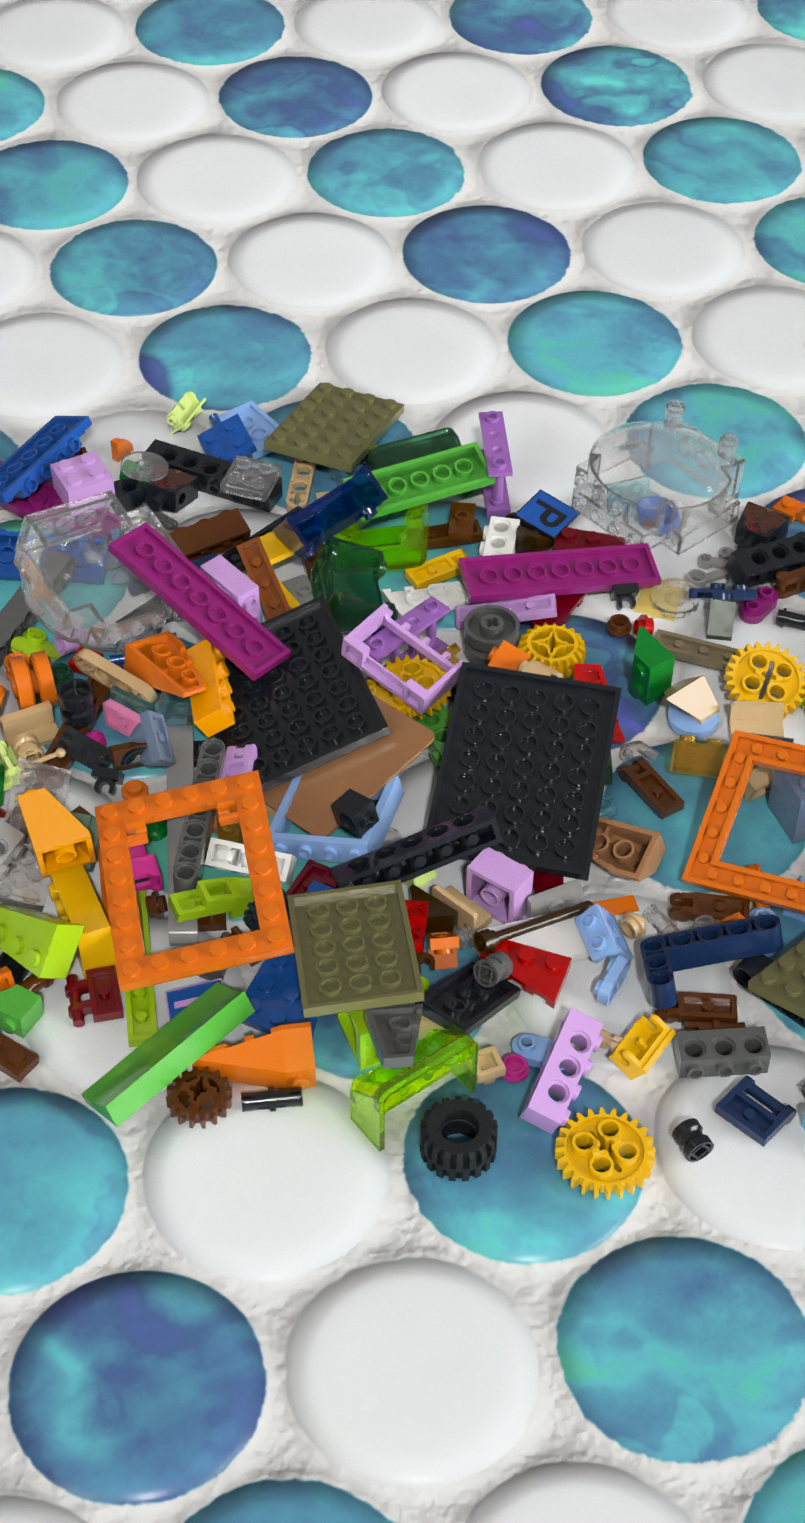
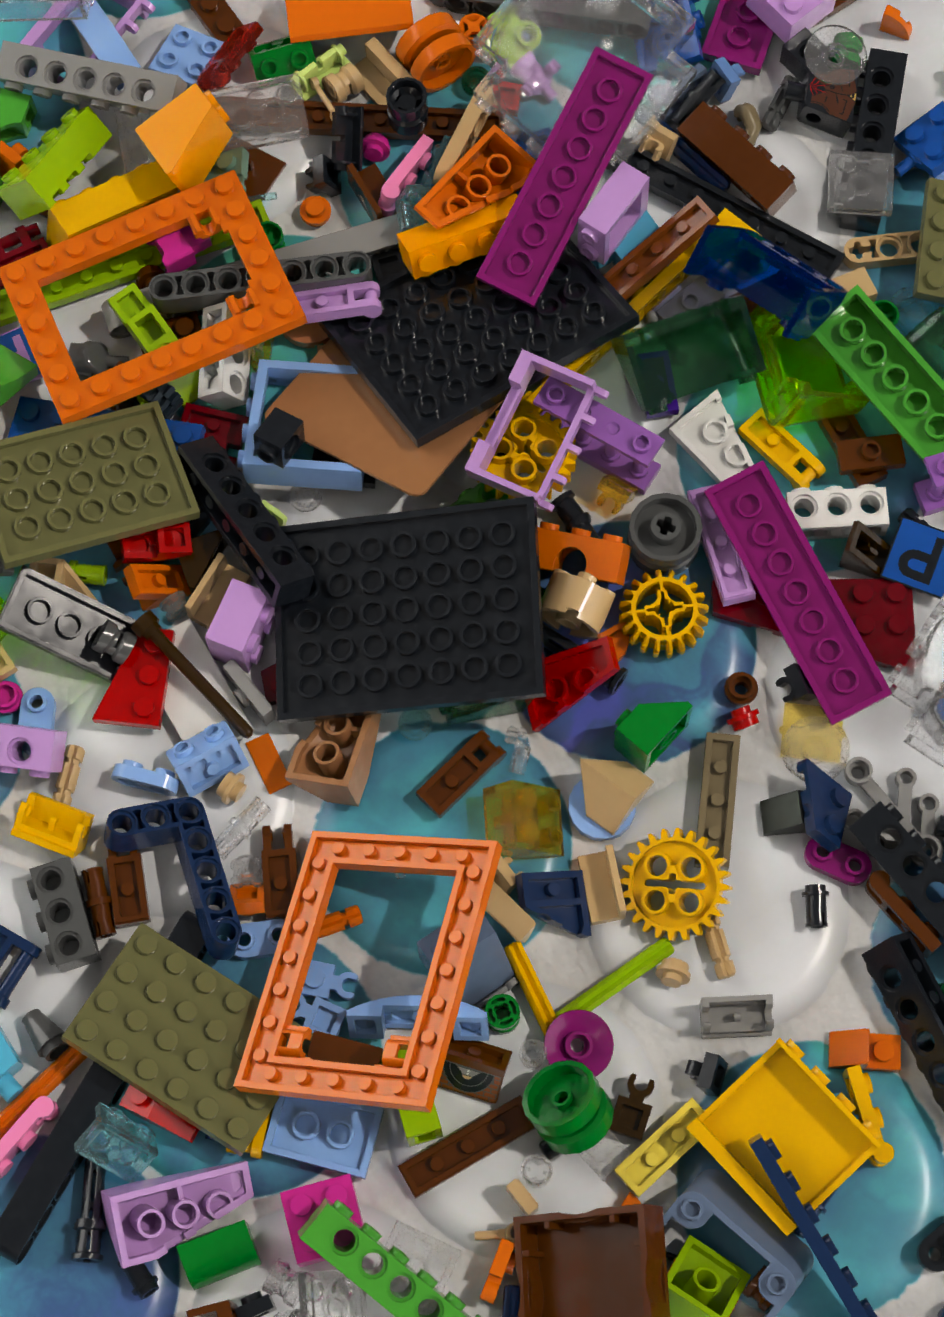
camera: 80 degrees right, 25 degrees up
(153, 732) = (359, 203): sand blue tile -> none

